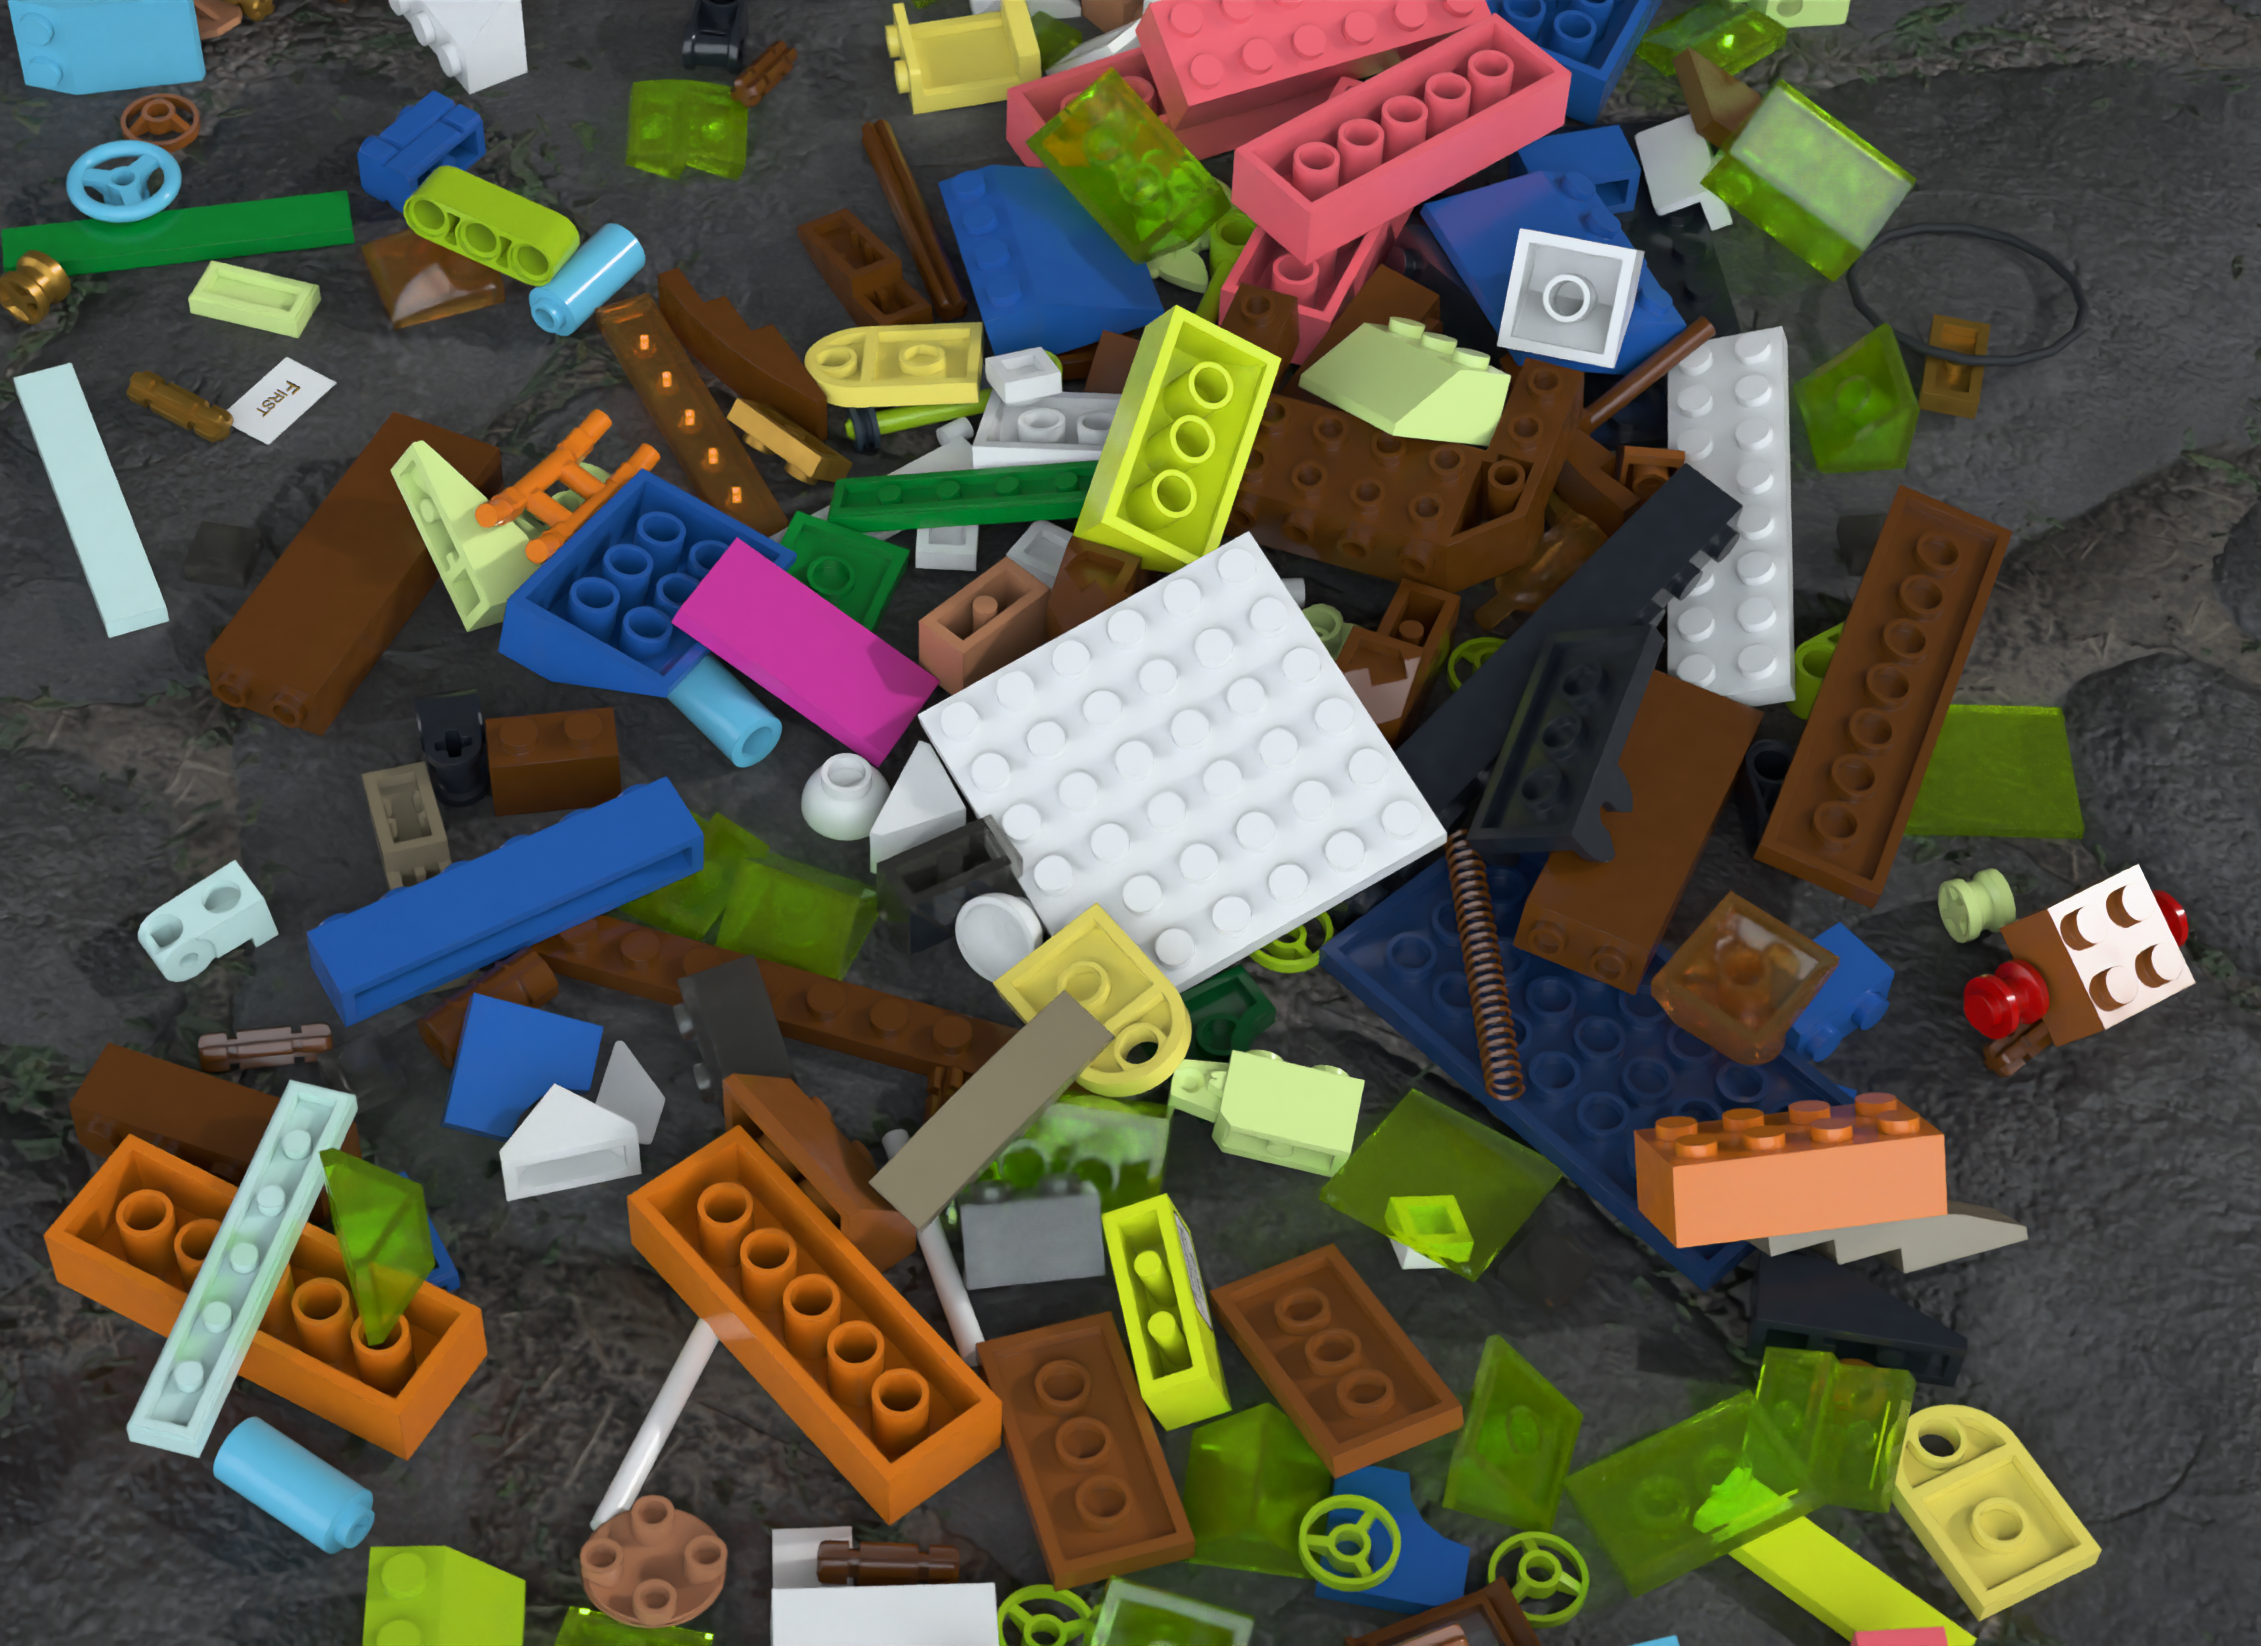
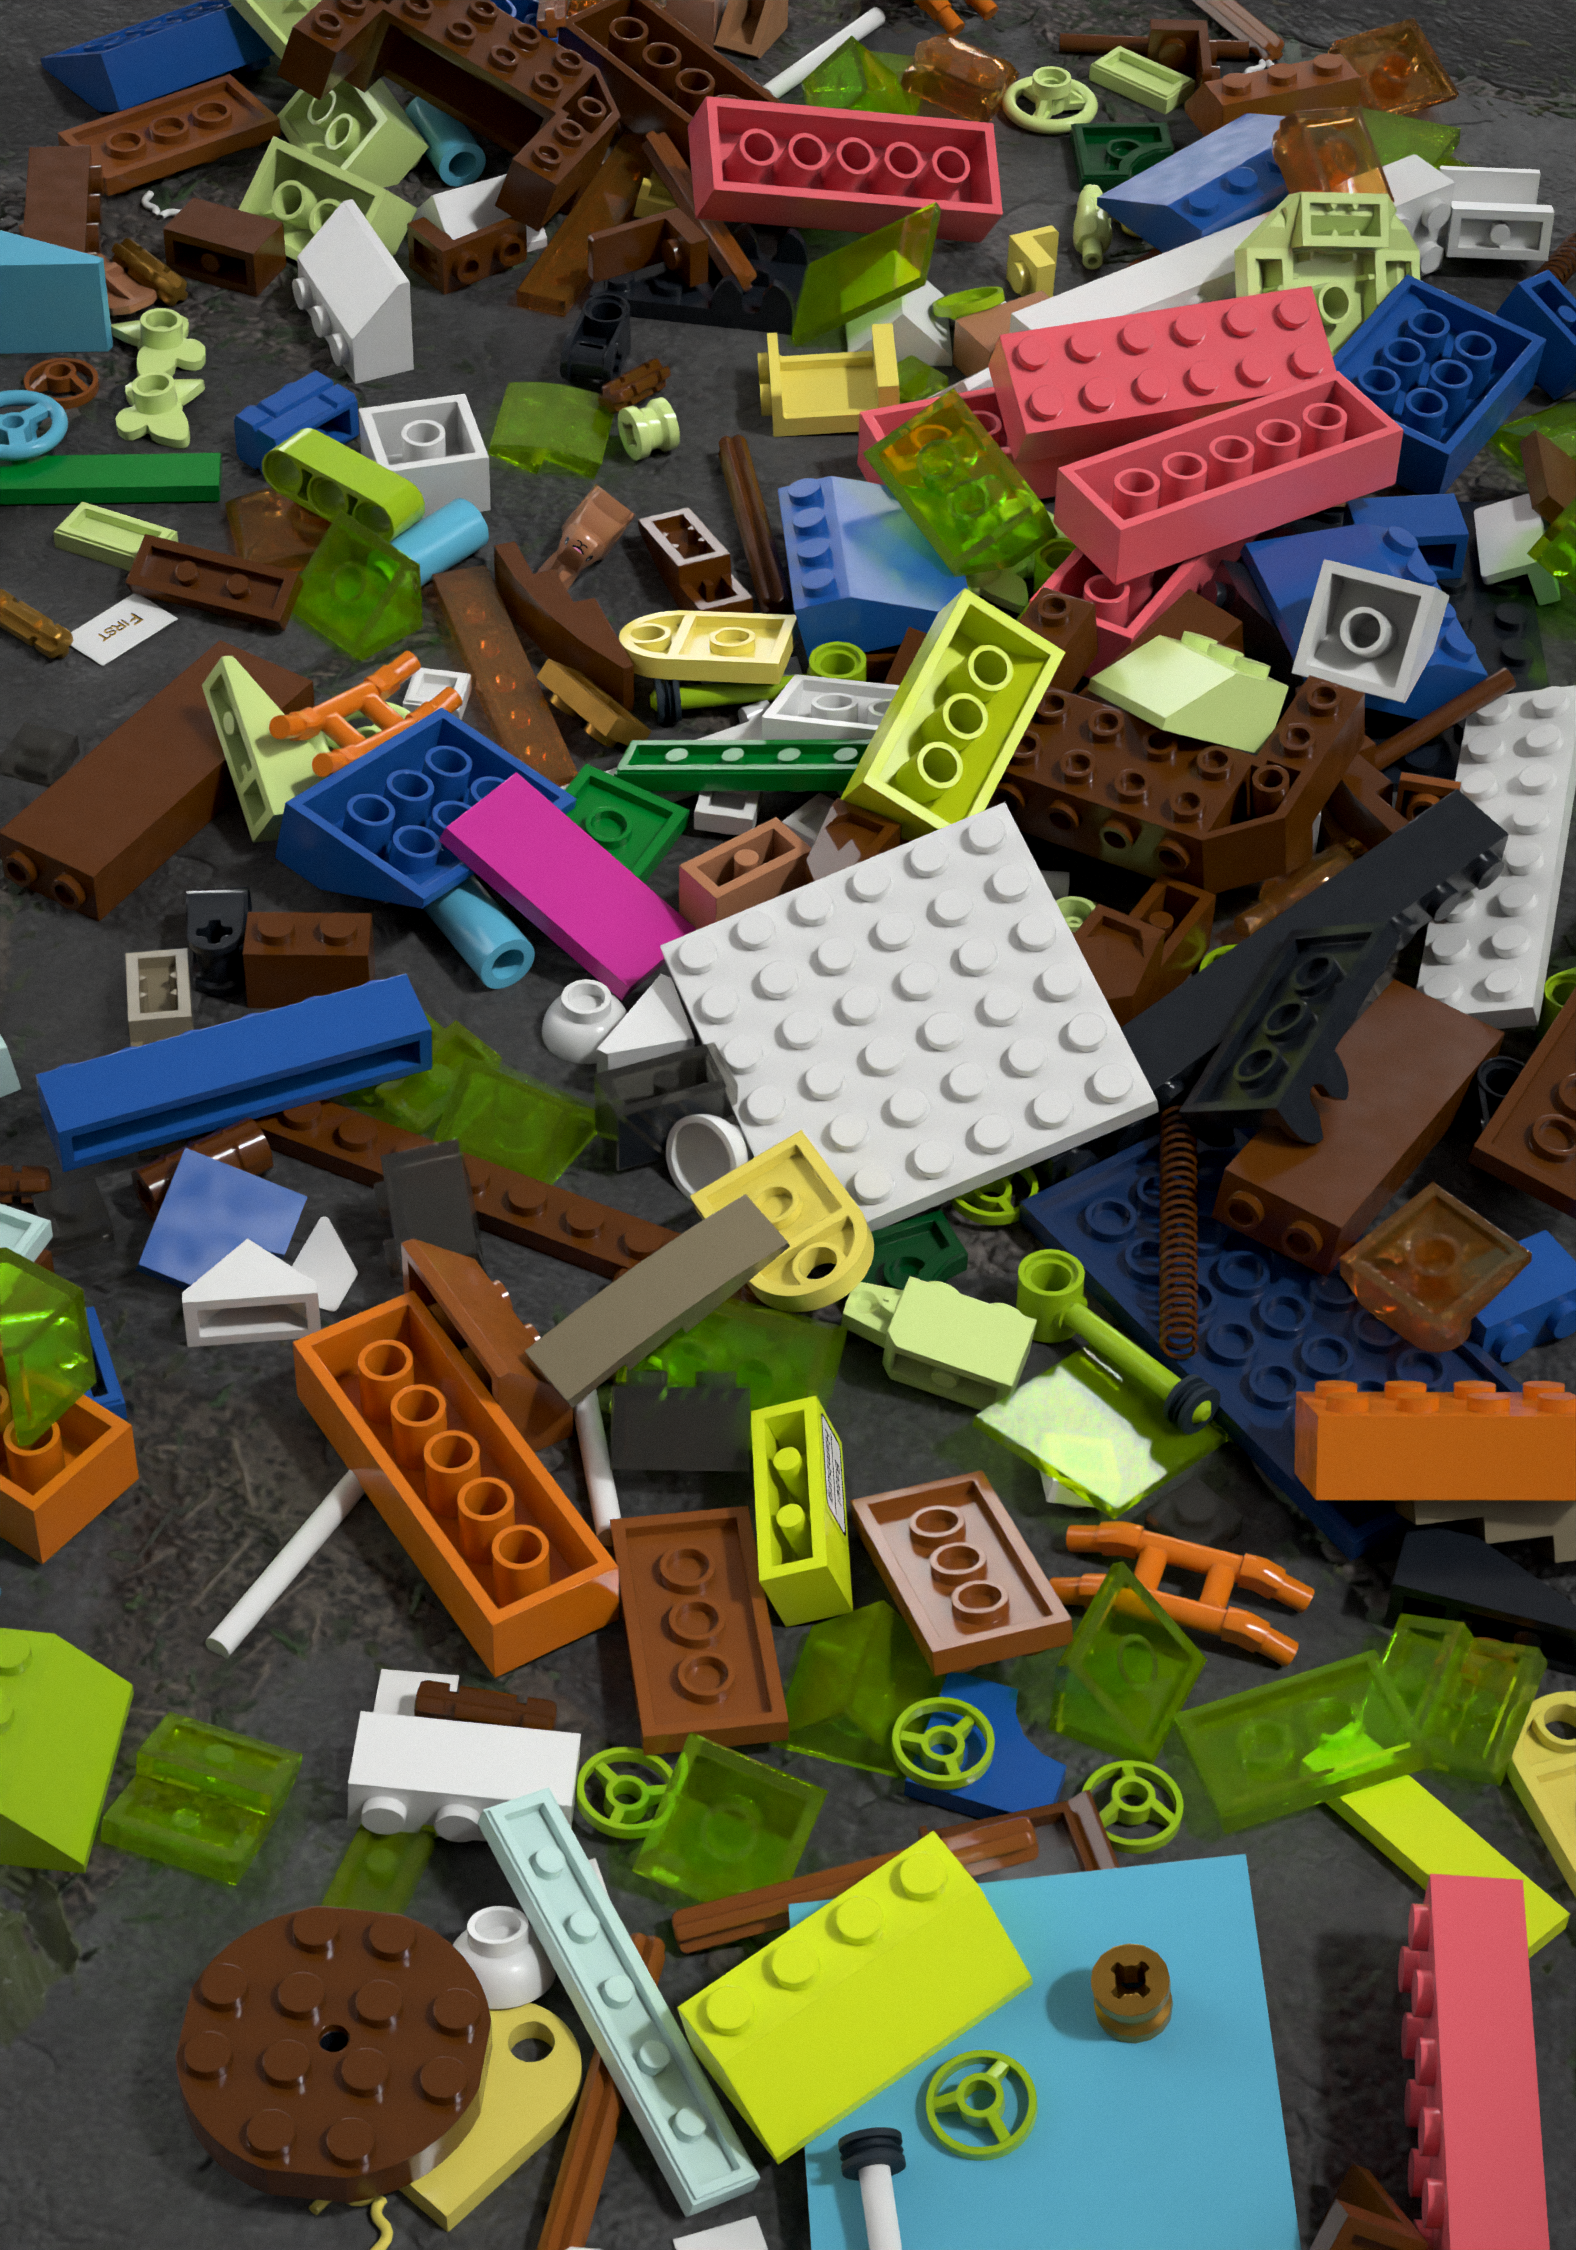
camera: 10 degrees right, 5 degrees down
(259, 70) = (161, 342): none -> yellowish green animal
(270, 145) = (158, 408): none -> yellowish green animal
(370, 341) = (214, 582): none -> reddish brown plate
(523, 335) = (360, 589): none -> clear neon green slope
(570, 168) = (432, 447): none -> white brick
(622, 441) = (430, 682): none -> white tile
(653, 1565) = (257, 1684): nougat dish -> none
(748, 249) = (588, 535): none -> nougat animal
(787, 121) = (648, 428): none -> yellowish green wheel
(1023, 376) = (824, 662): white plate -> none
(1370, 1050) = (1052, 1293): none -> lime piece
(1585, 1321) = (1222, 1571): none -> orange piece

